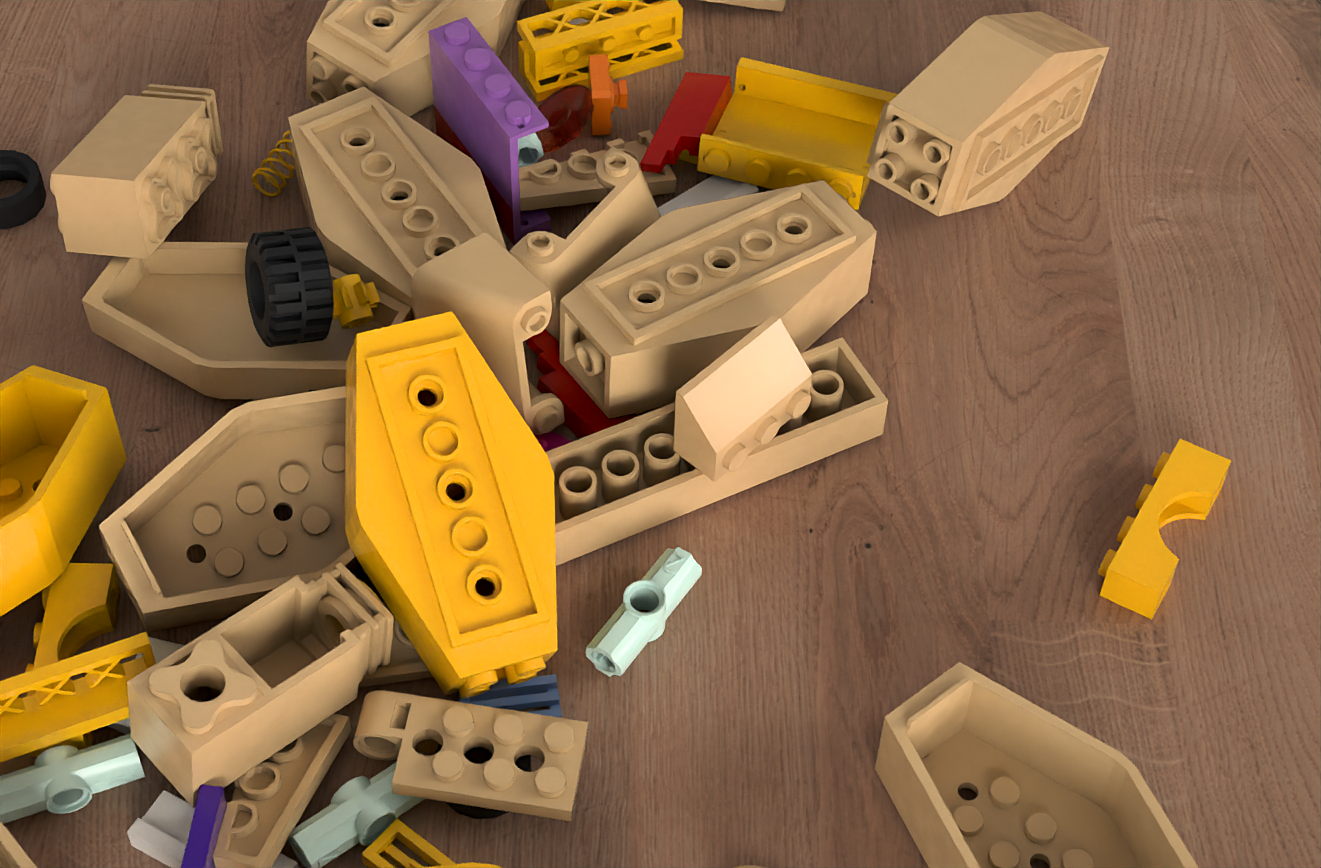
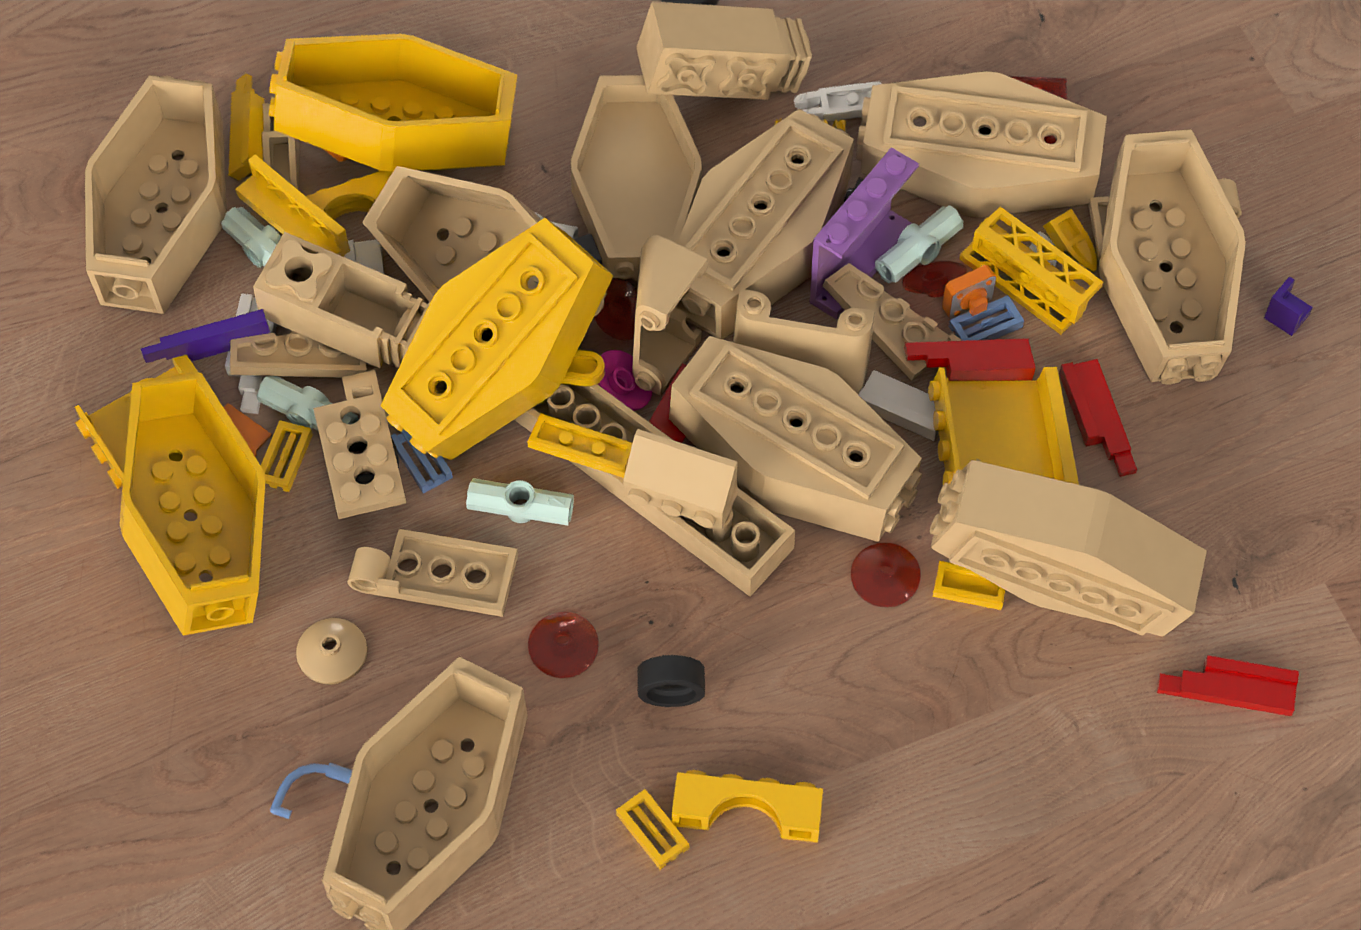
camera: 70 degrees right, 10 degrees up
(268, 114) = (836, 102): none -> white hinge
(289, 286) = (638, 176): black tyre -> none
(353, 301) = (656, 218): yellow gear -> none
(622, 496) = (580, 445): none -> yellow tile
(633, 129) = (990, 334): none -> medium blue tile
(675, 807) = (379, 575): none -> tan hinge
(807, 57) = (1097, 412): none -> red piece
(856, 660) = (568, 658): none -> clear red dish
(908, 306) = (885, 588): none -> clear red dish
(957, 239) = (965, 586): none -> yellow tile
(980, 533) = (671, 681): none -> black tyre
(1156, 644) = (671, 853): none -> yellow tile
(1168, 80) = (1236, 685): none -> red piece

